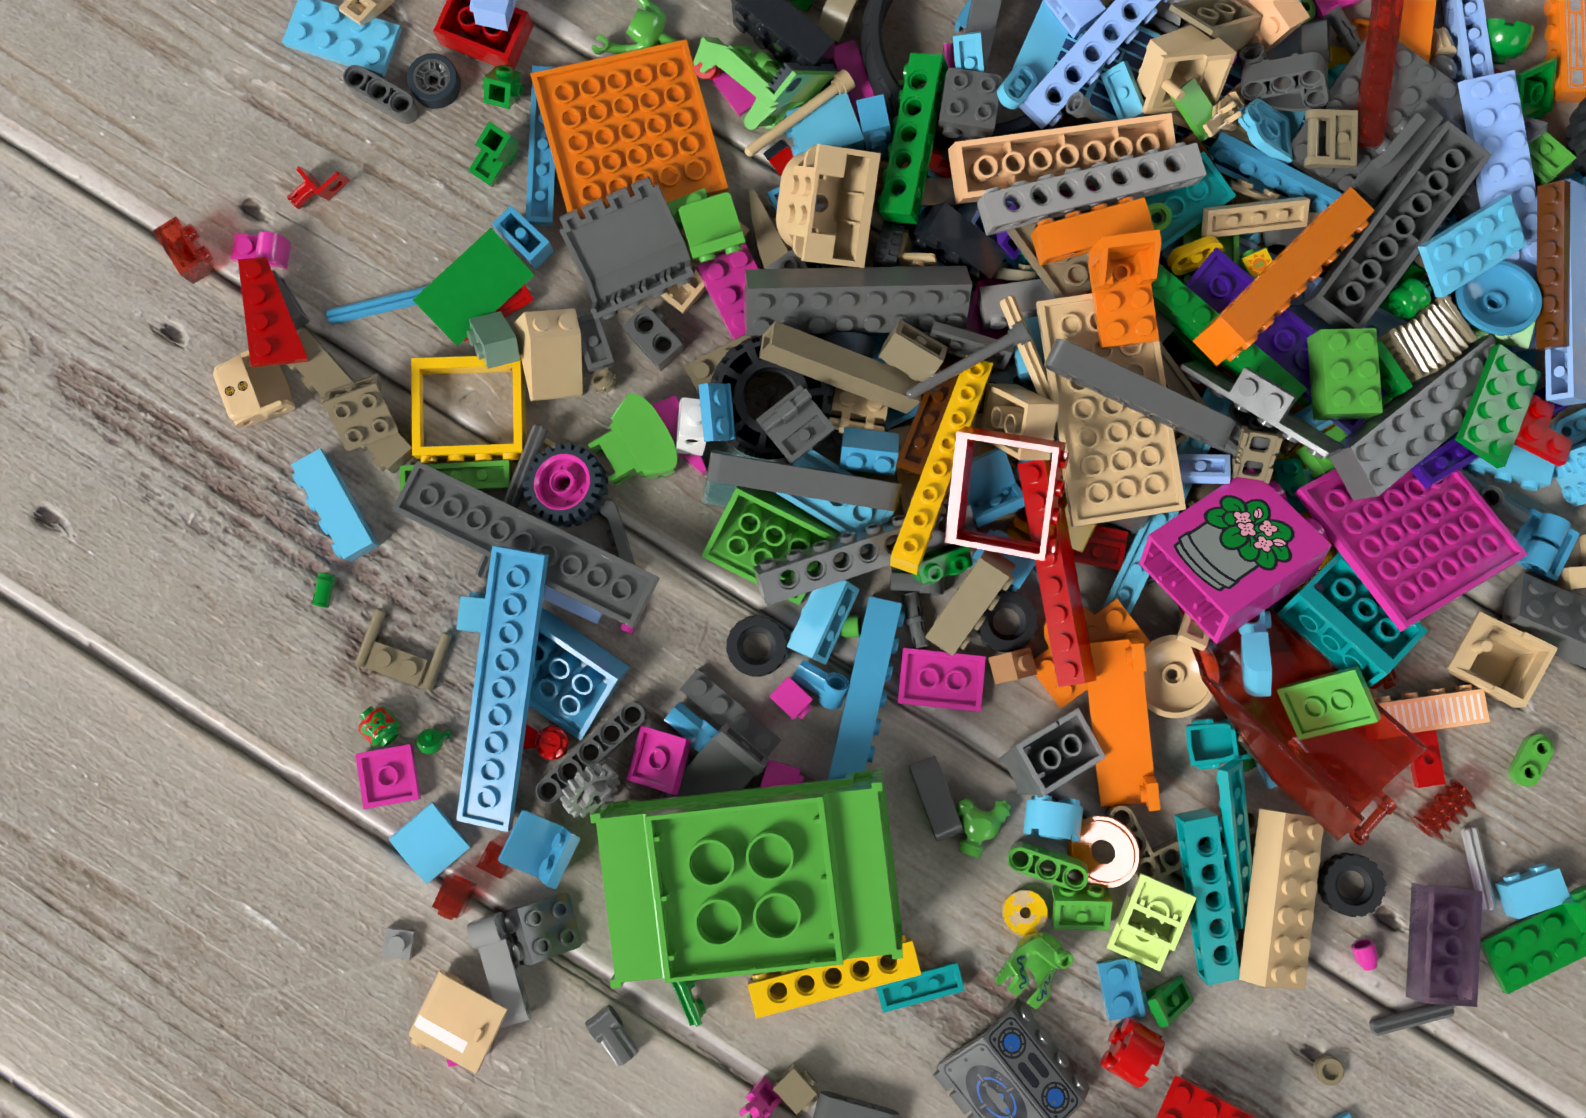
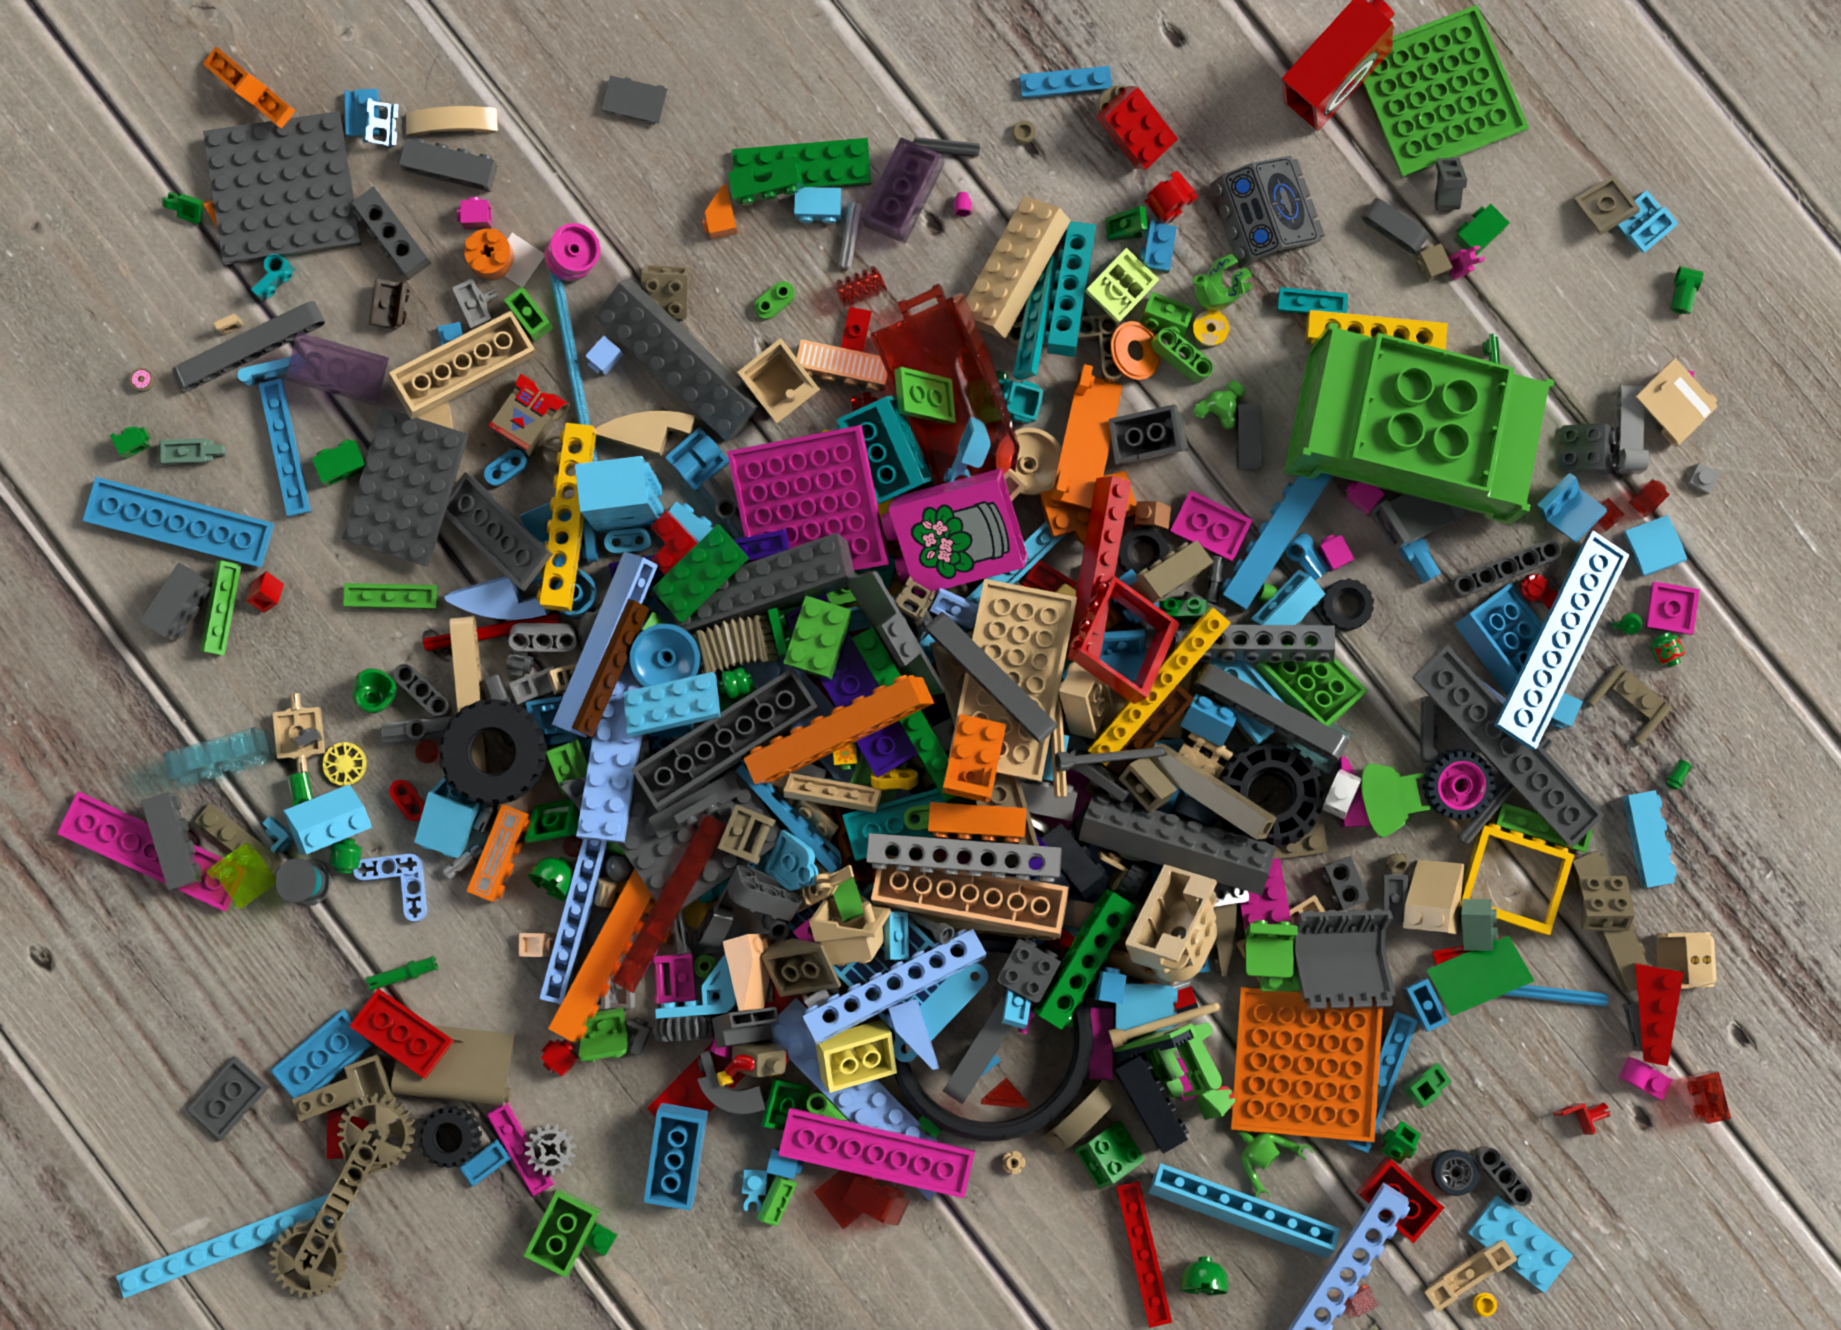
camera: 160 degrees left, 0 degrees up
(589, 790) = (1518, 538): light grey gear -> none
(608, 1030) = (1561, 356): dark grey piece -> none
(659, 760) = (1455, 543): dark pink plate -> none
(717, 412) = (1323, 789): dark azure plate -> none
(726, 709) = (1385, 560): dark grey plate -> none
(795, 424) = (1263, 759): dark grey plate -> none
(1016, 87) = (987, 967): medium azure plate -> none
(1053, 819) = (1165, 387): medium azure brick -> none
(1372, 877) = (960, 242): black tyre -> none

